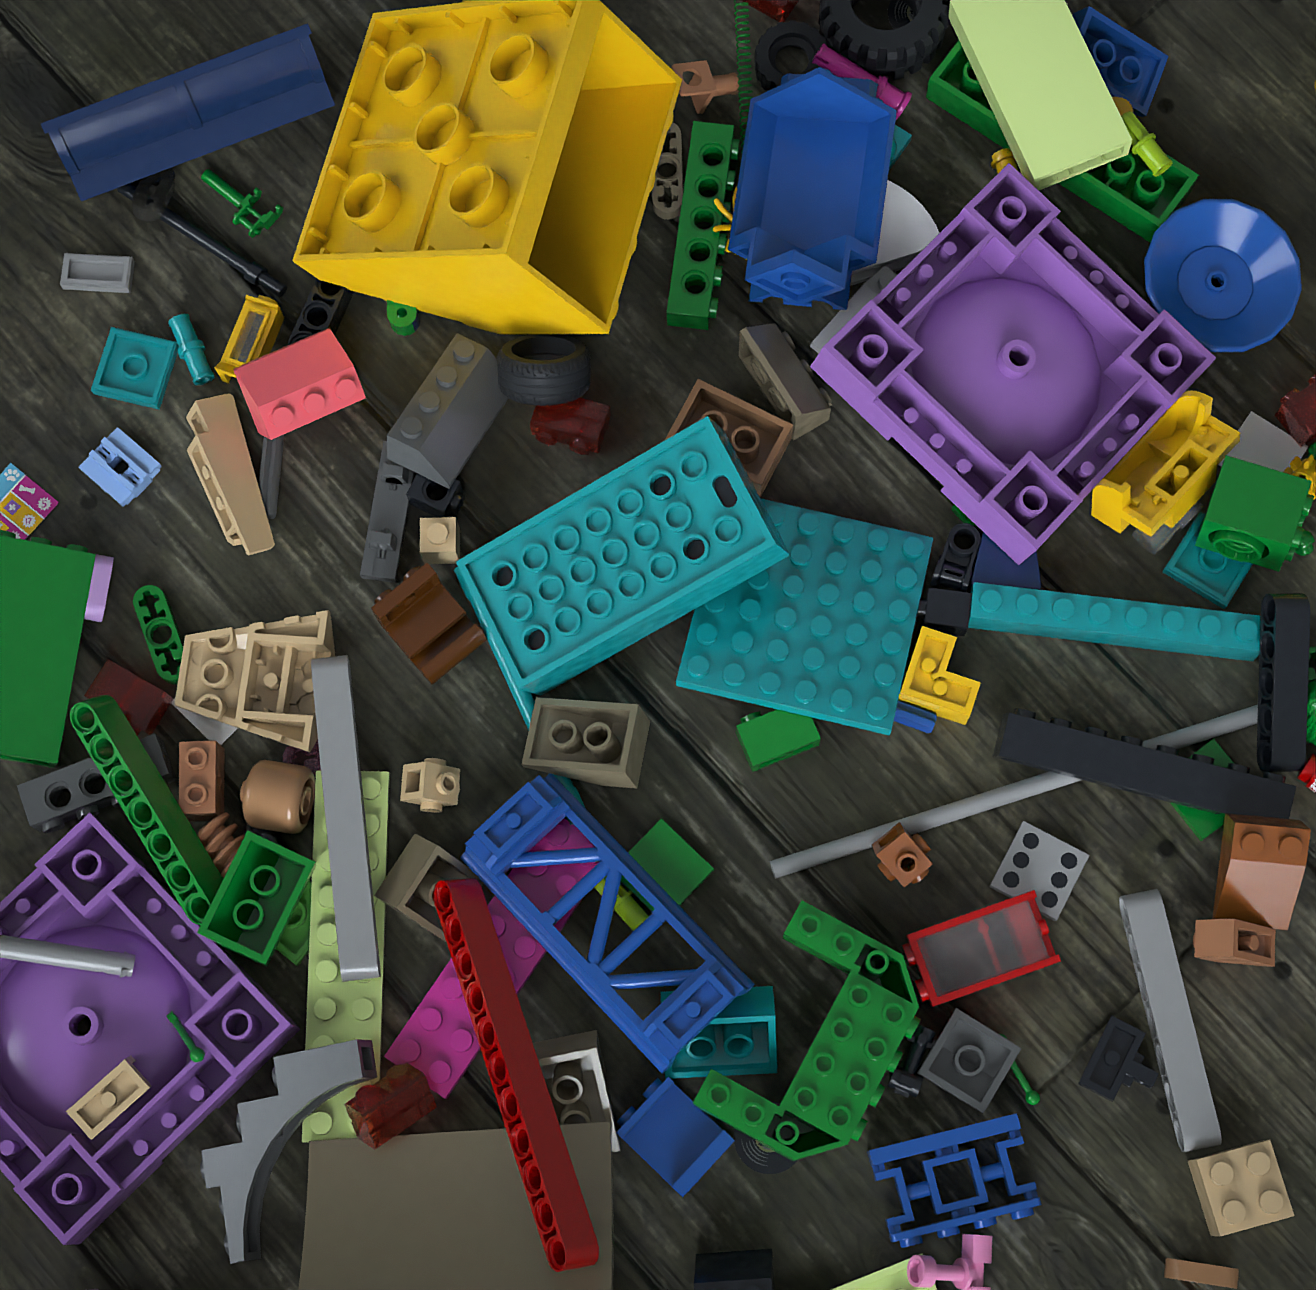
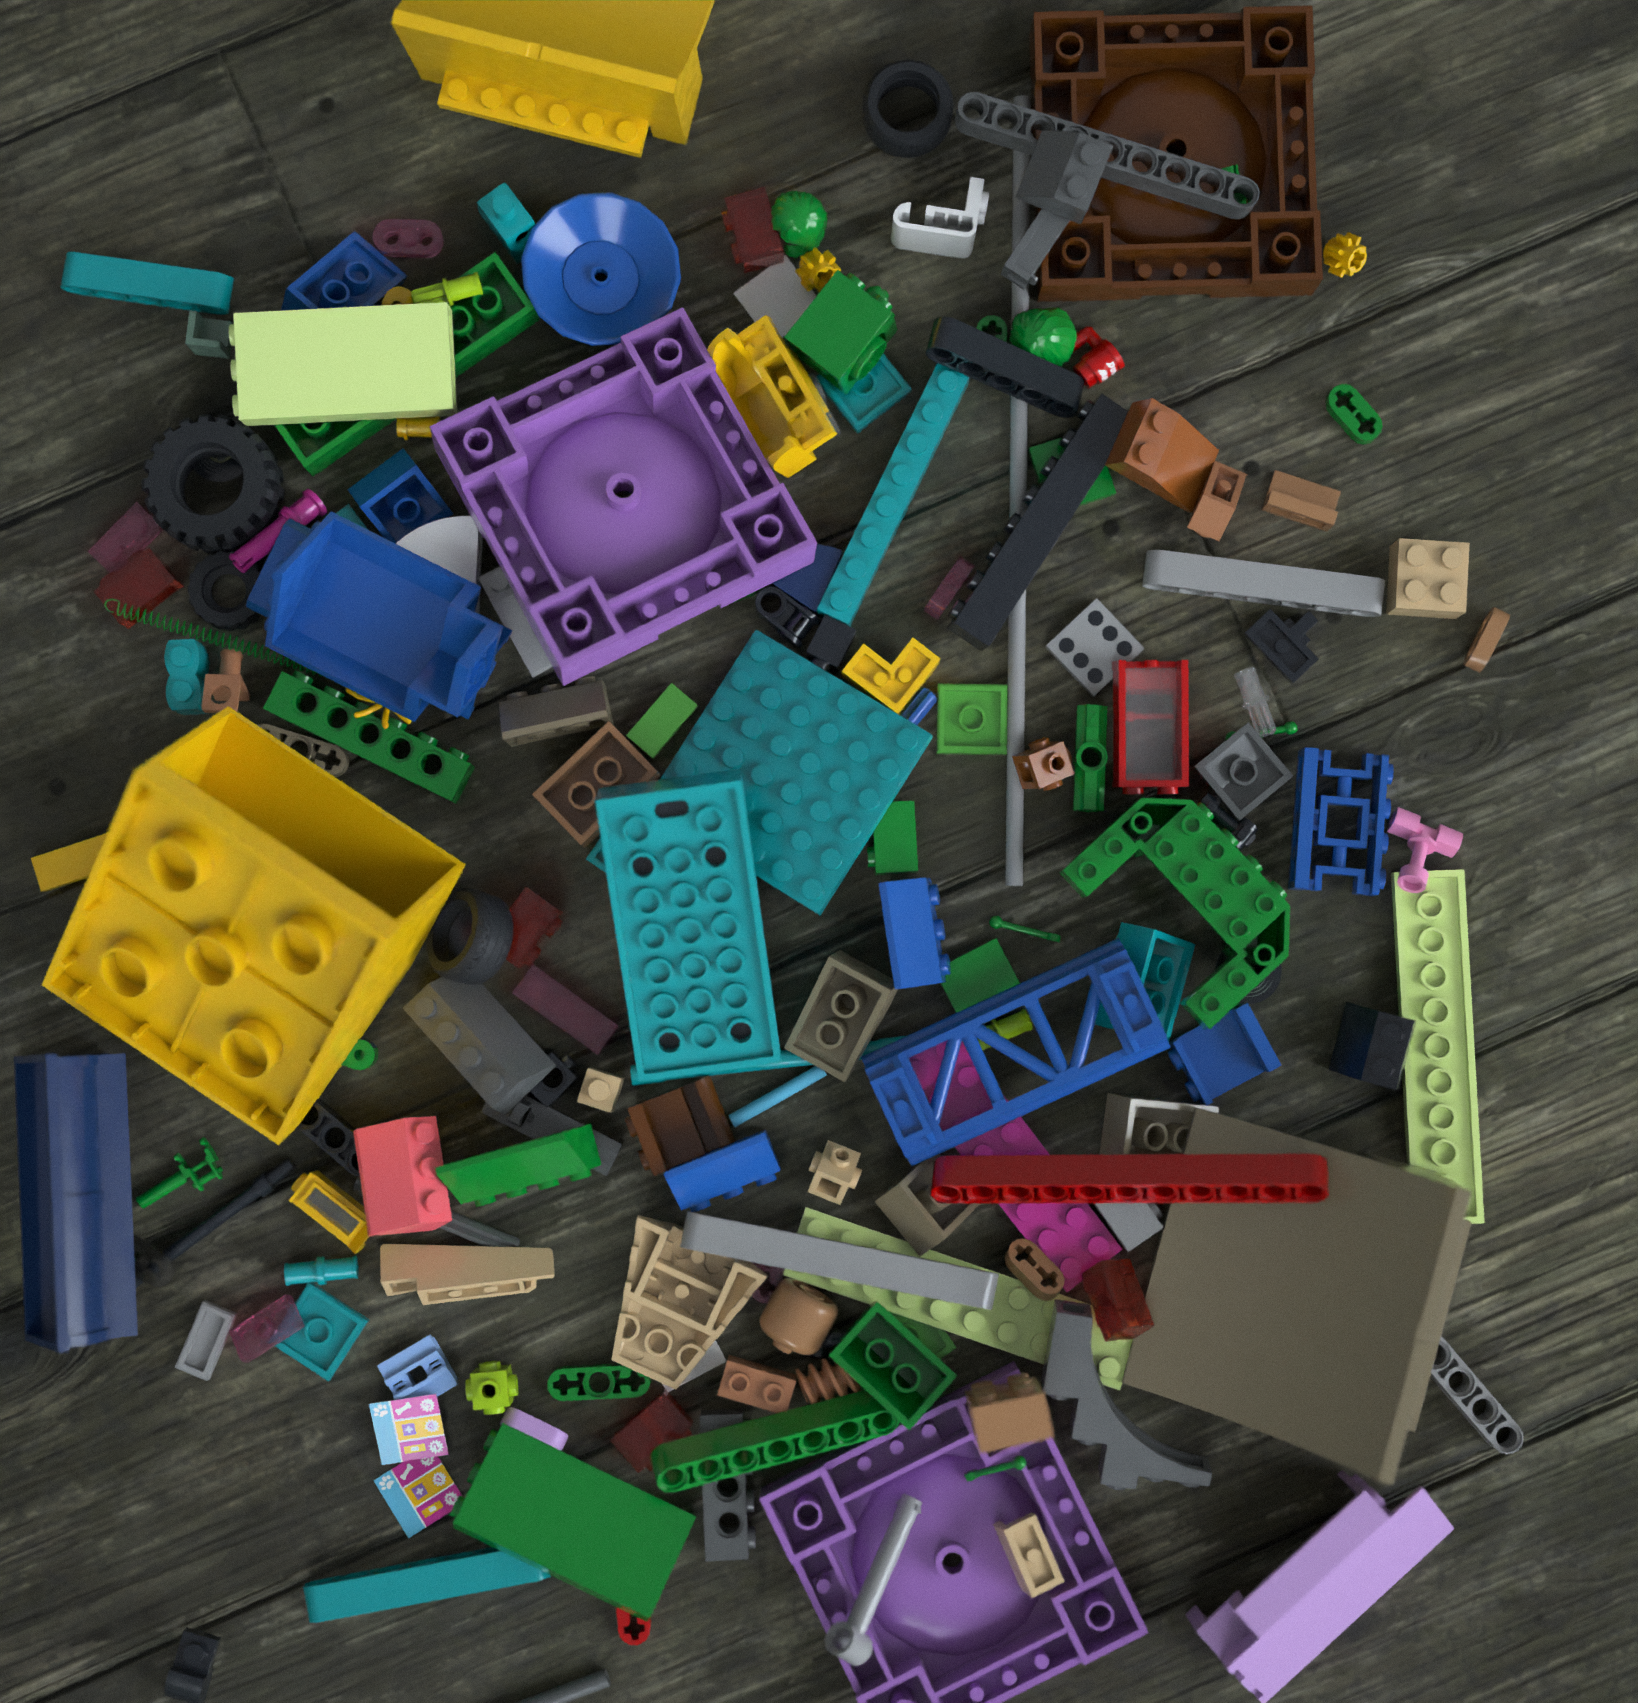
camera: 75 degrees left, 10 degrees up
(66, 475) = (408, 1429): none -> sticker
(123, 318) = (266, 1328): none -> clear pink plate
(127, 535) = (501, 1378): none -> lime brick
(239, 1016) = (1008, 1413): none -> medium nougat brick
(343, 487) = (522, 1165): none -> green slope
(398, 679) = (723, 1172): none -> blue slope
(403, 1019) = (1034, 1269): none -> medium nougat beam
(474, 1096) = (1131, 1221): none -> light grey brick
(487, 708) = (776, 1095): none -> medium azure bar
(506, 485) = (565, 1009): none -> clear pink plate
(689, 780) = (914, 932): none -> blue slope
(709, 42) = (187, 665): none -> teal brick
(730, 866) = (996, 922): none -> green hinge
(813, 482) = (662, 721): none -> bright green tile
(922, 773) = (972, 719): none -> bright green tile
(935, 173) = (398, 497): none -> blue slope
(949, 895) = (1090, 735): none -> green piece
(1044, 705) = (949, 588): none -> clear pink beam
(1045, 1050) = (1255, 701): none -> clear axle
(1184, 105) = (409, 238): none -> clear pink plate
(1238, 174) = (506, 219): none -> teal torso
(1269, 1031) = (1301, 501): none -> medium nougat panel

